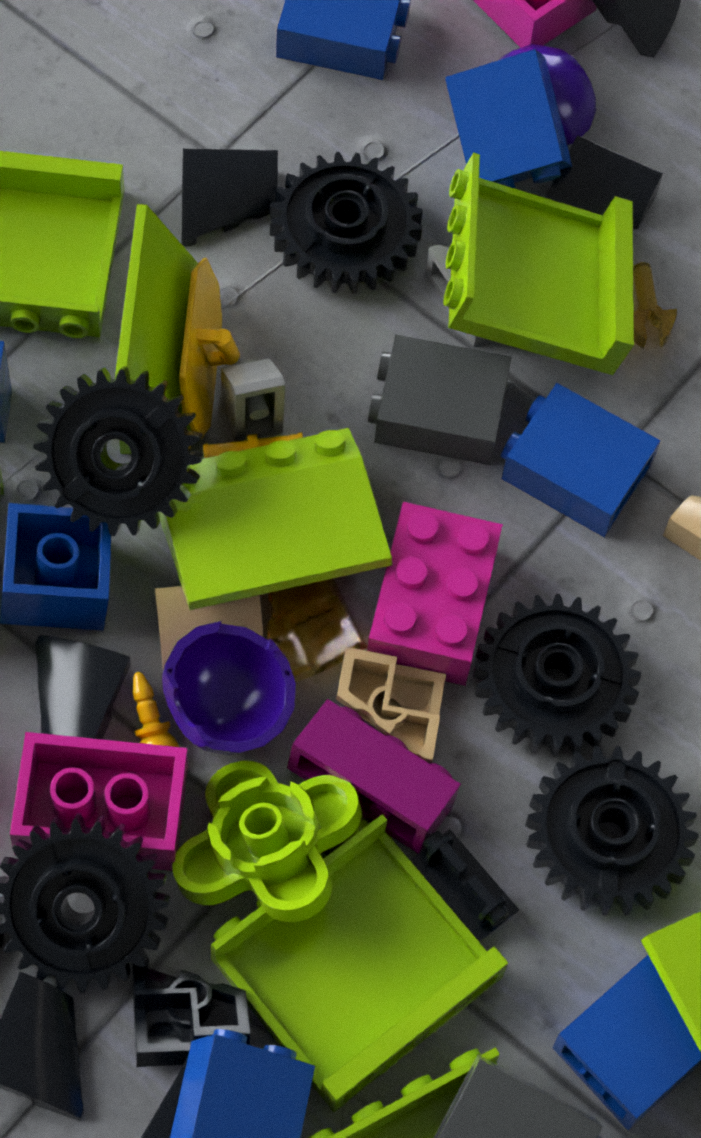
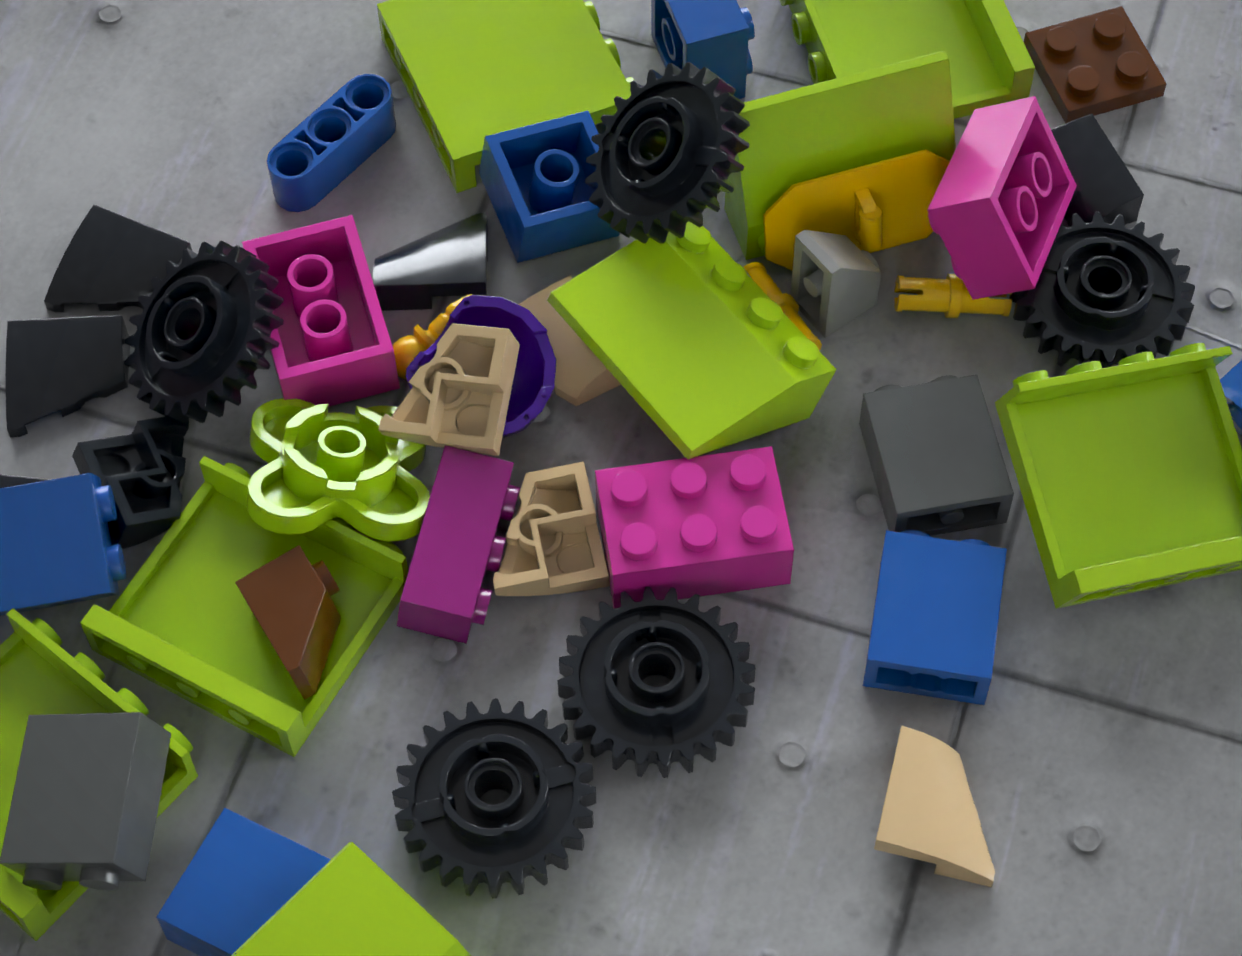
camera: 75 degrees right, 5 degrees down
(118, 126) = (1094, 64): none -> reddish brown plate
(254, 241) = (1002, 199): none -> dark pink brick
(258, 709) = (460, 393): none -> tan slope
(297, 323) = (945, 296): none -> yellow pin
(312, 627) = (603, 433): clear yellow slope -> none
(397, 922) = (295, 613): none -> reddish brown slope
(464, 884) = (377, 677): black hinge -> none
(648, 307) = (1180, 630): clear yellow bar -> none

